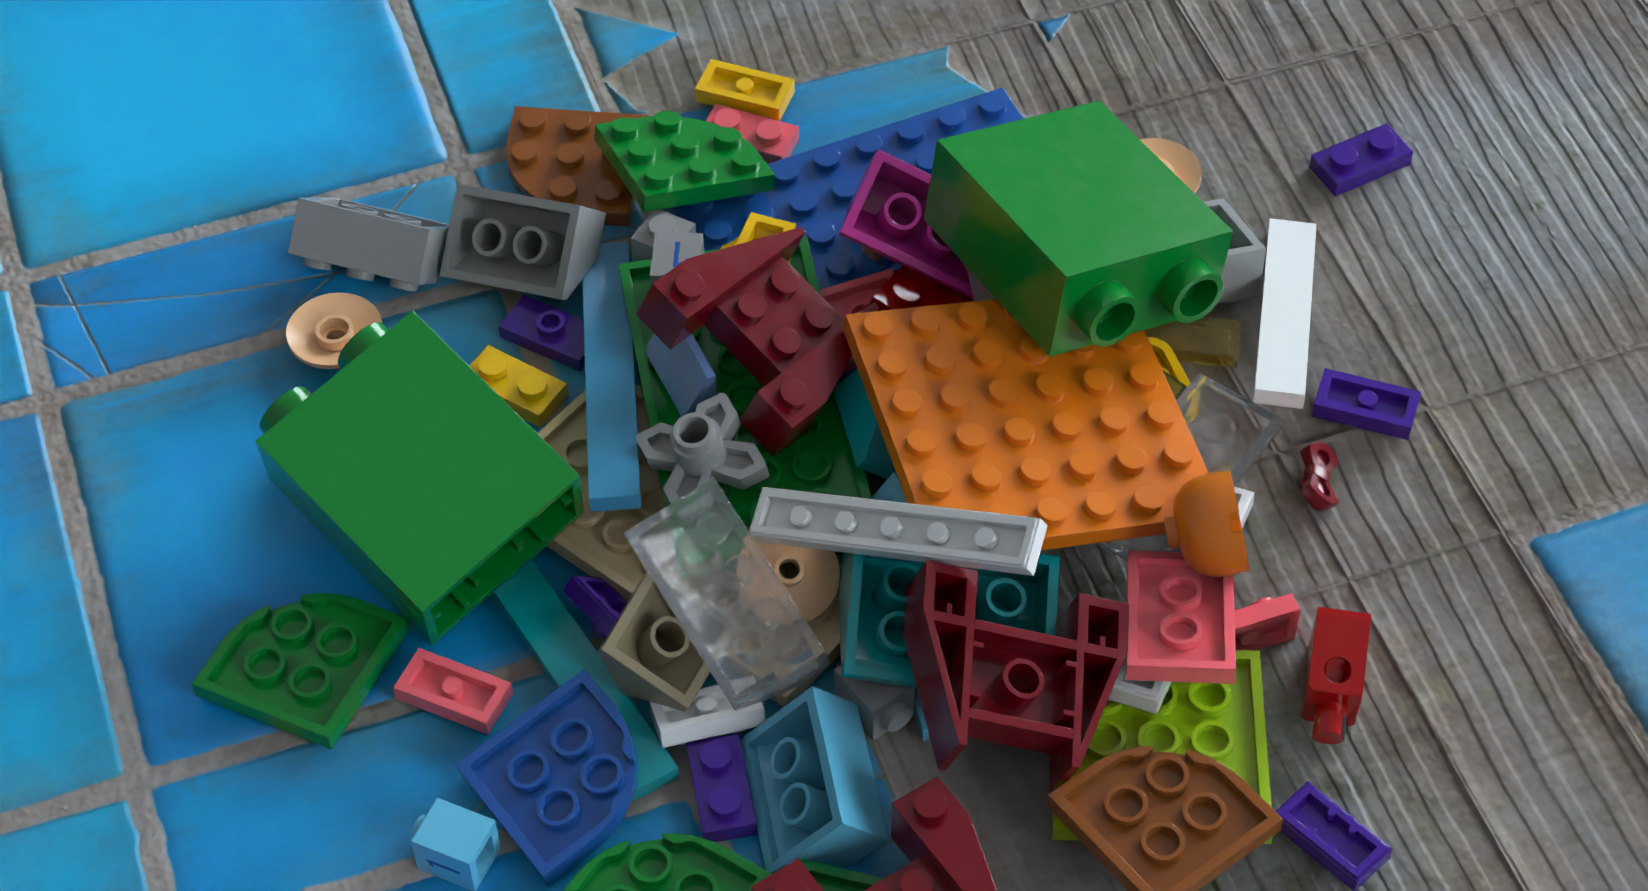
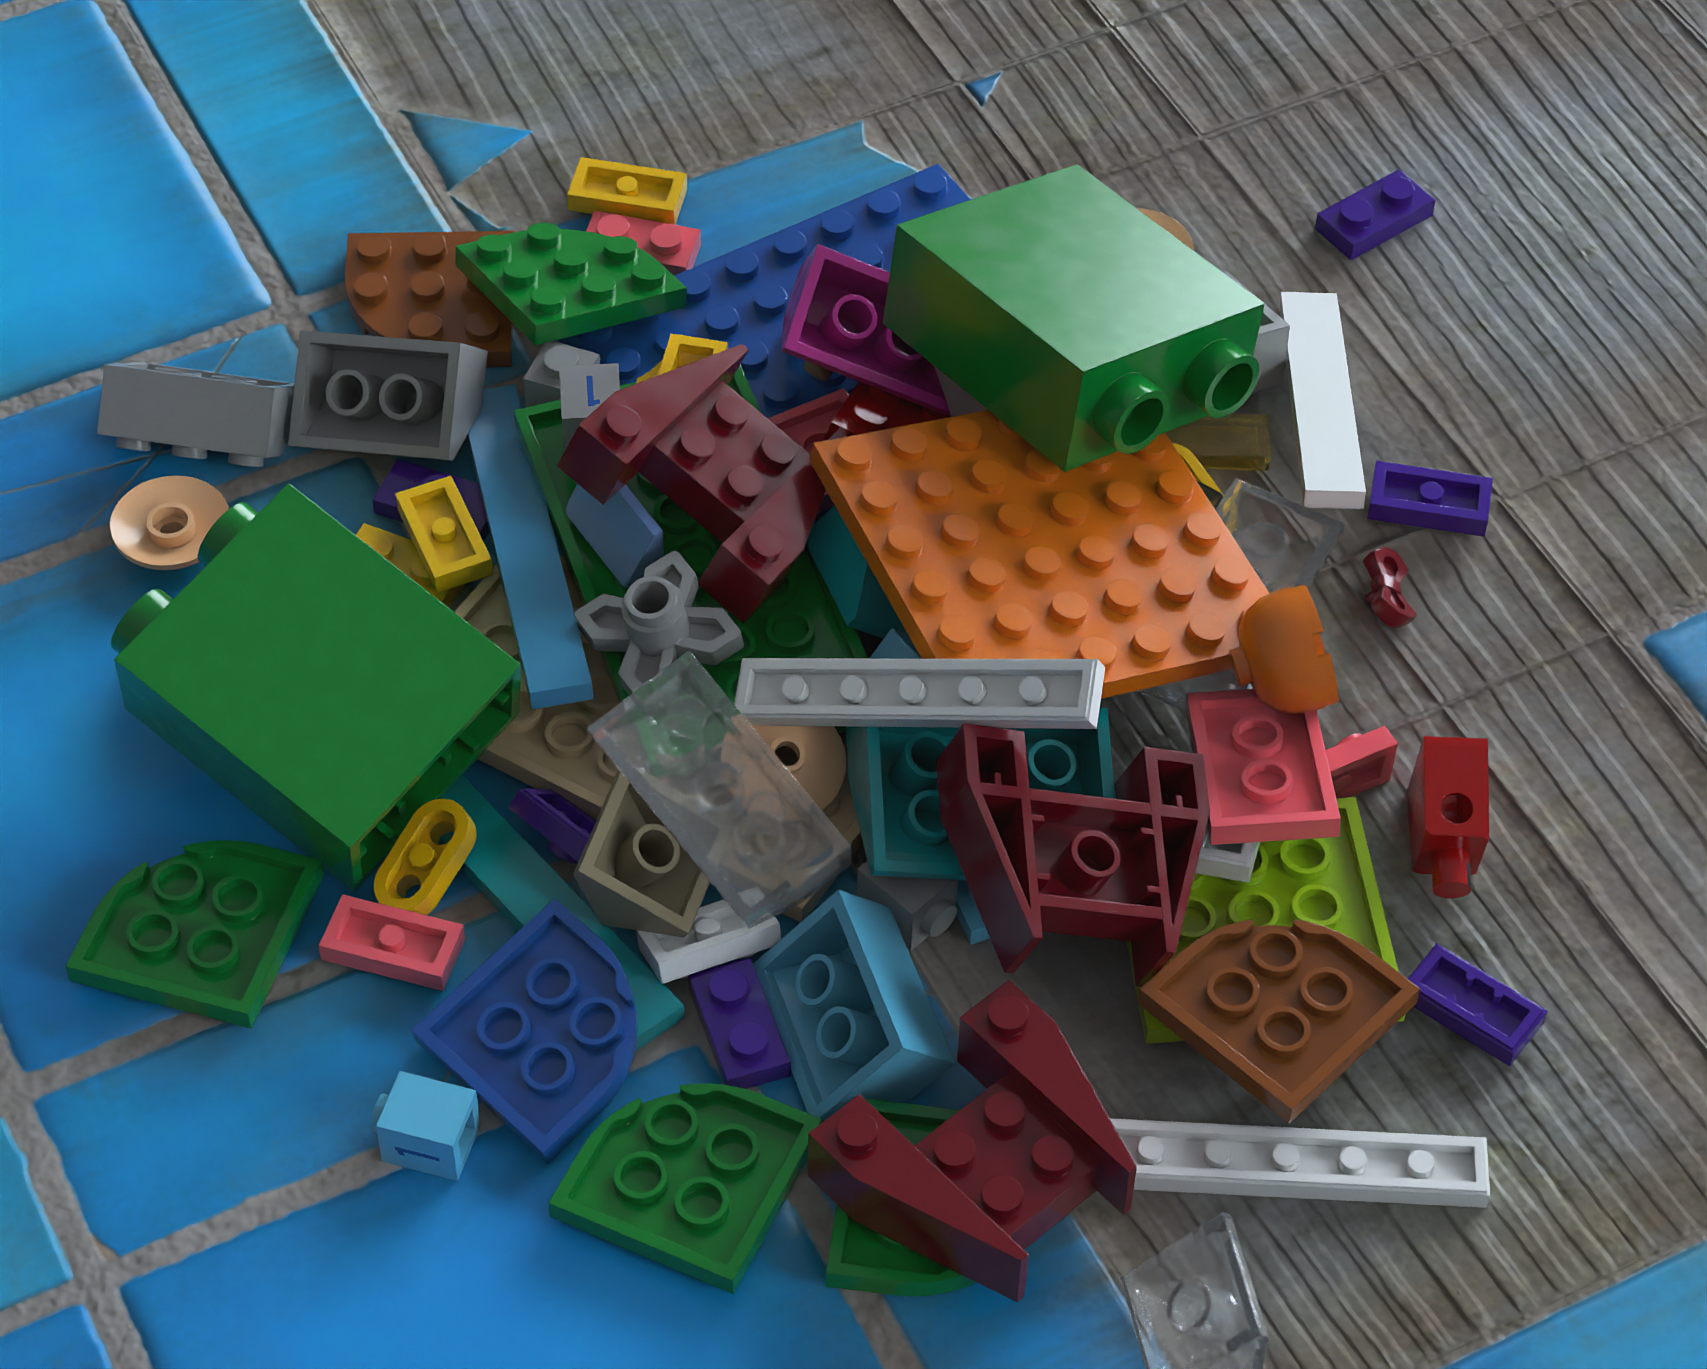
camera: 10 degrees left, 0 degrees up
(488, 626) = (421, 861): none -> yellow plate
(548, 360) = (444, 534): none -> yellow plate

